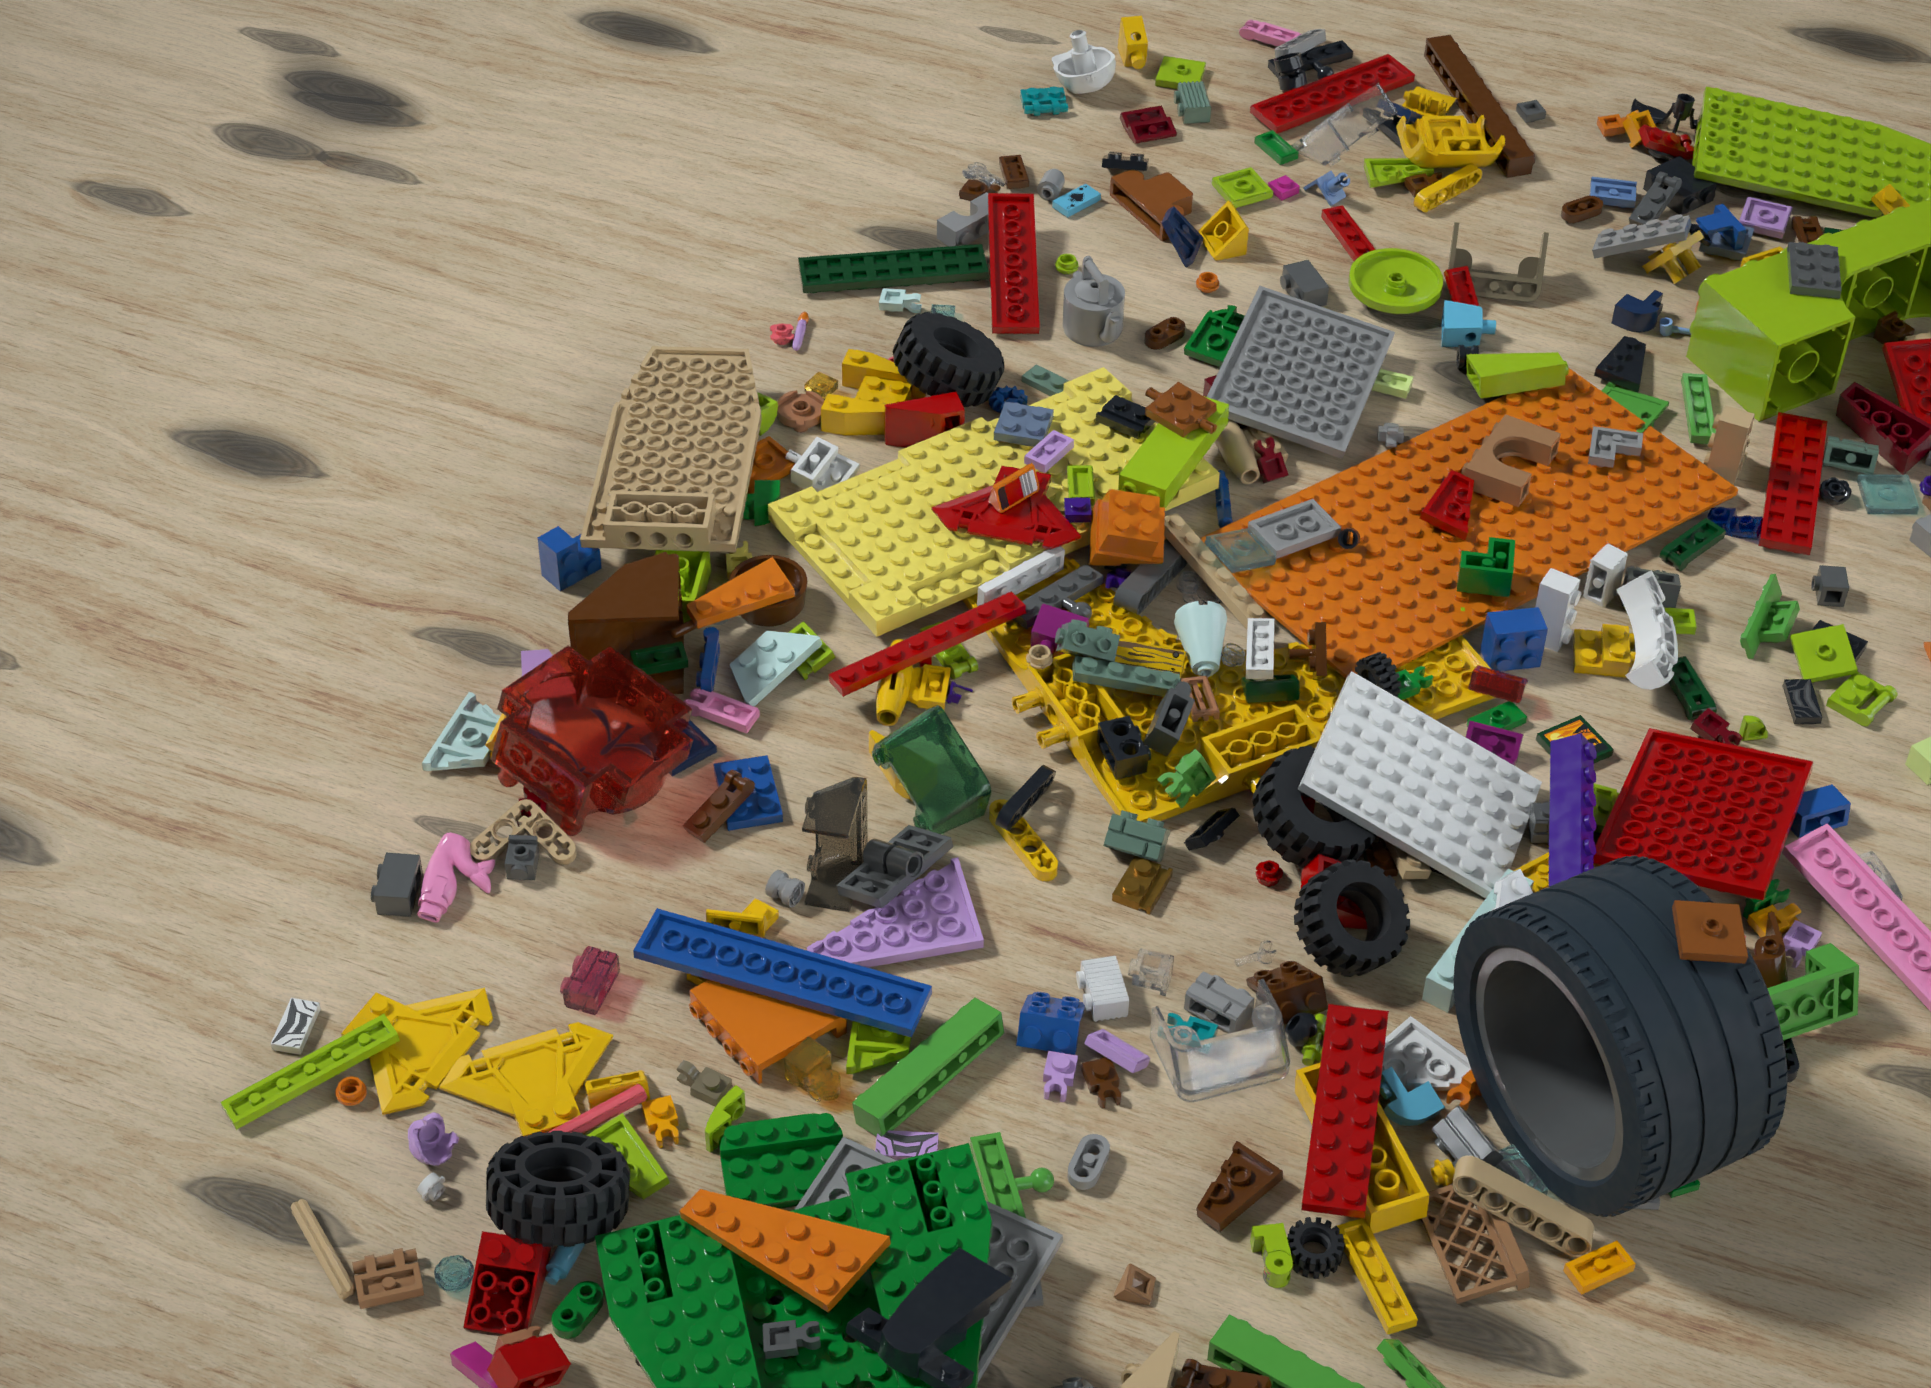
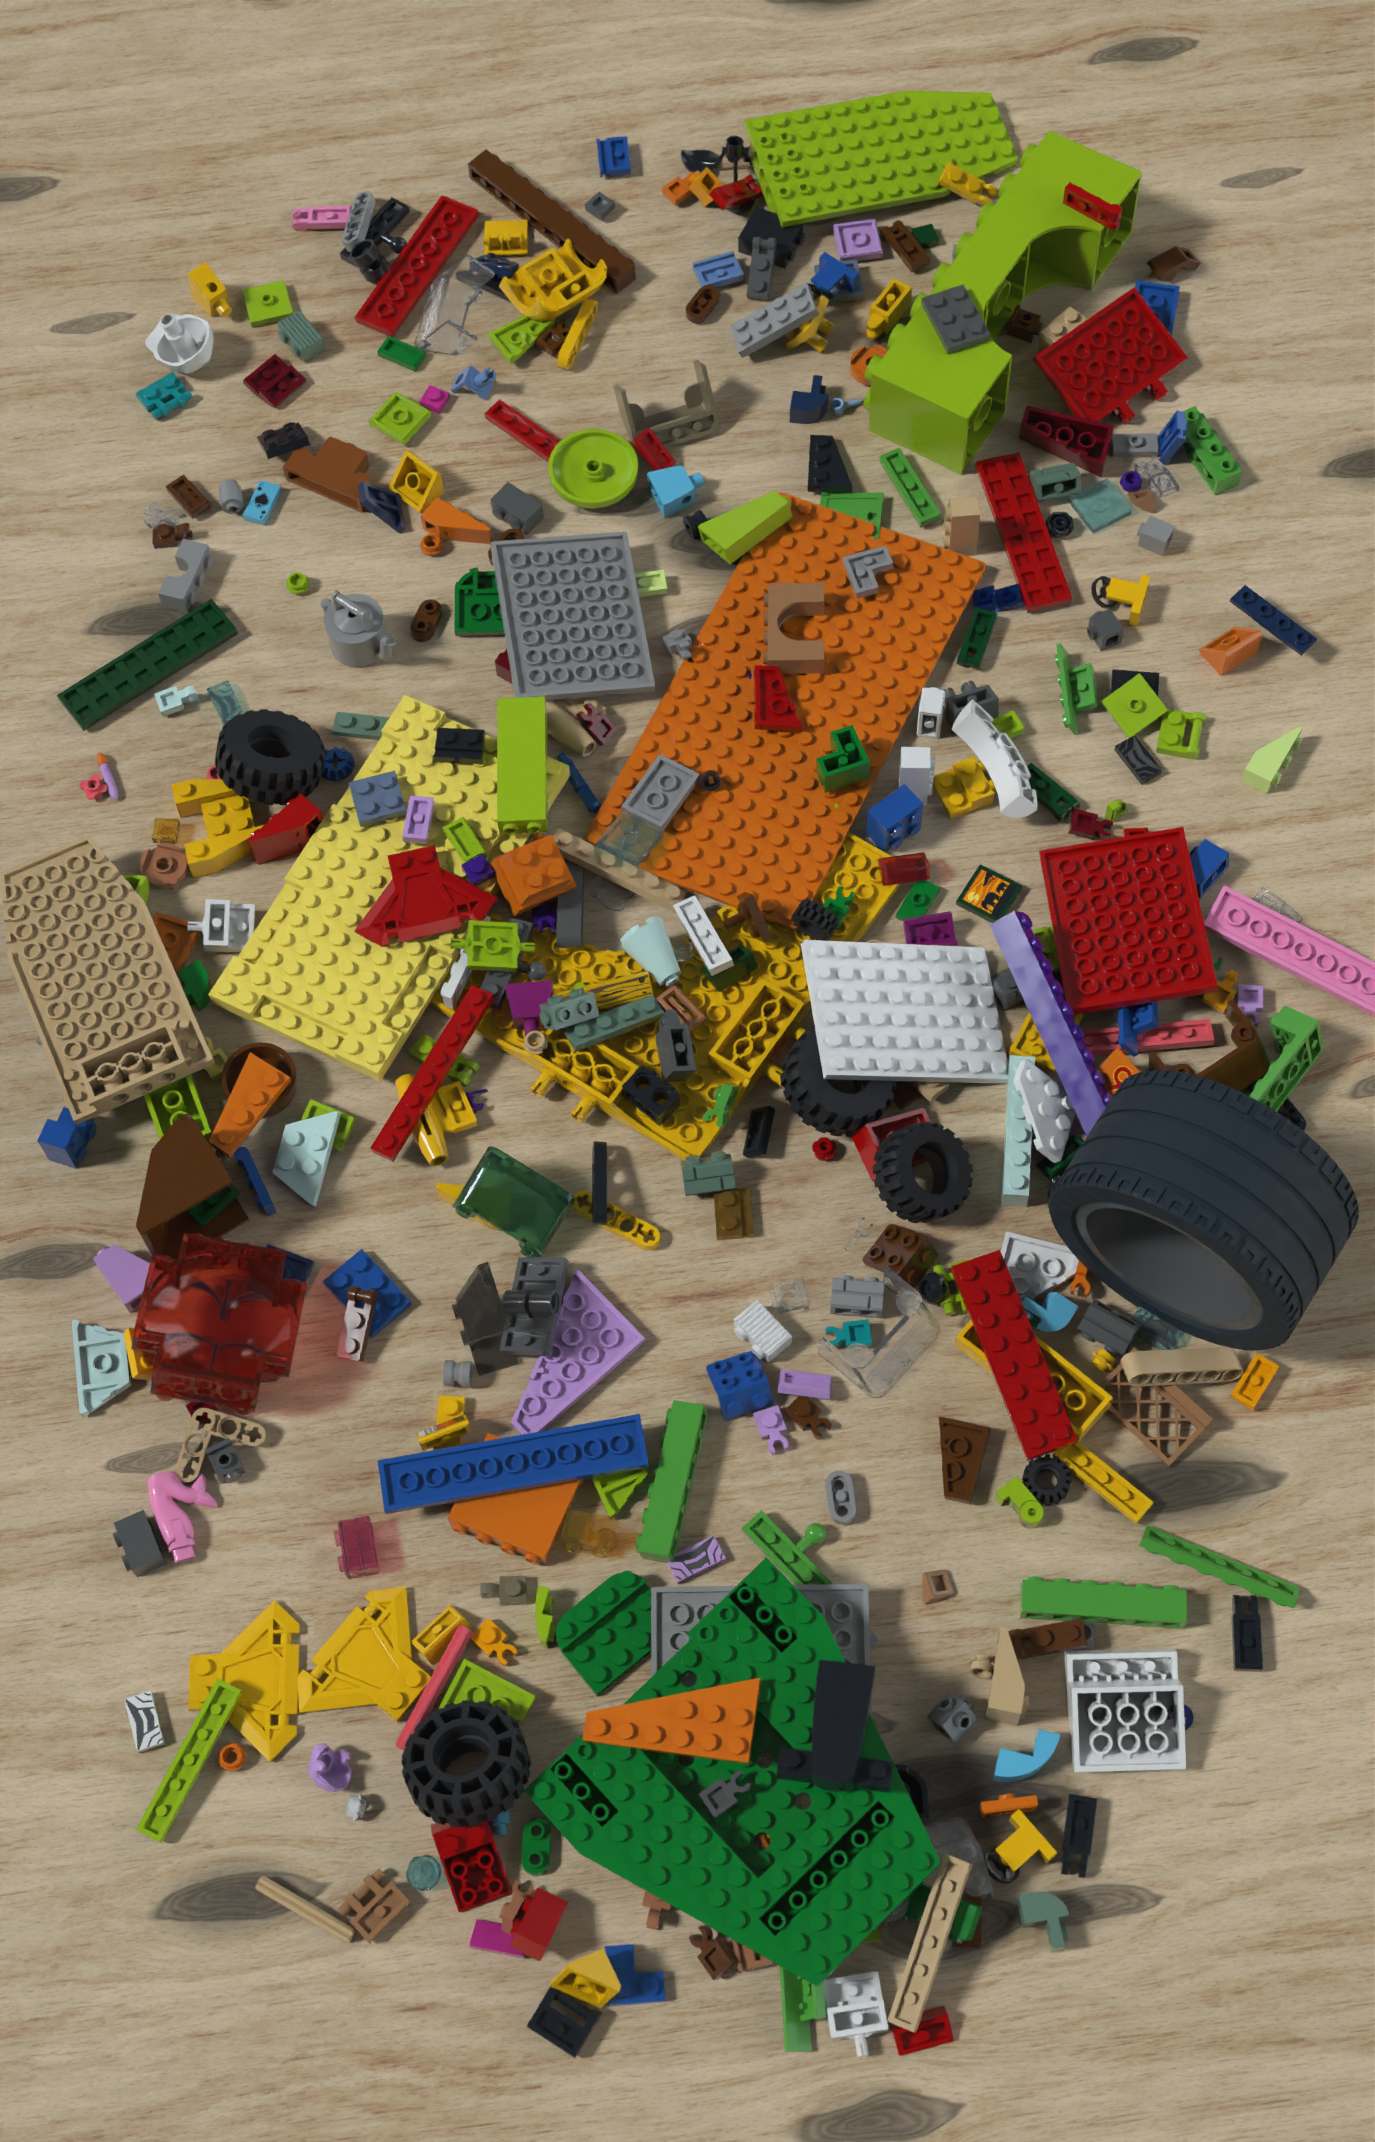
camera: 25 degrees left, 20 degrees up
(722, 710) = (295, 1222): bright pink hinge -> none
(1013, 264) = (254, 610): red plate -> none
(1014, 488) = (418, 881): slope -> none
(1050, 568) = (492, 946): none -> lime plate
(1181, 409) = (510, 725): dark orange plate -> none
(1236, 272) = (454, 525): none -> orange slope
(1567, 83) = (613, 156): none -> blue plate
(1709, 931) = (1270, 1133): dark orange plate -> none
(1881, 570) = (1124, 592): none -> yellow piece

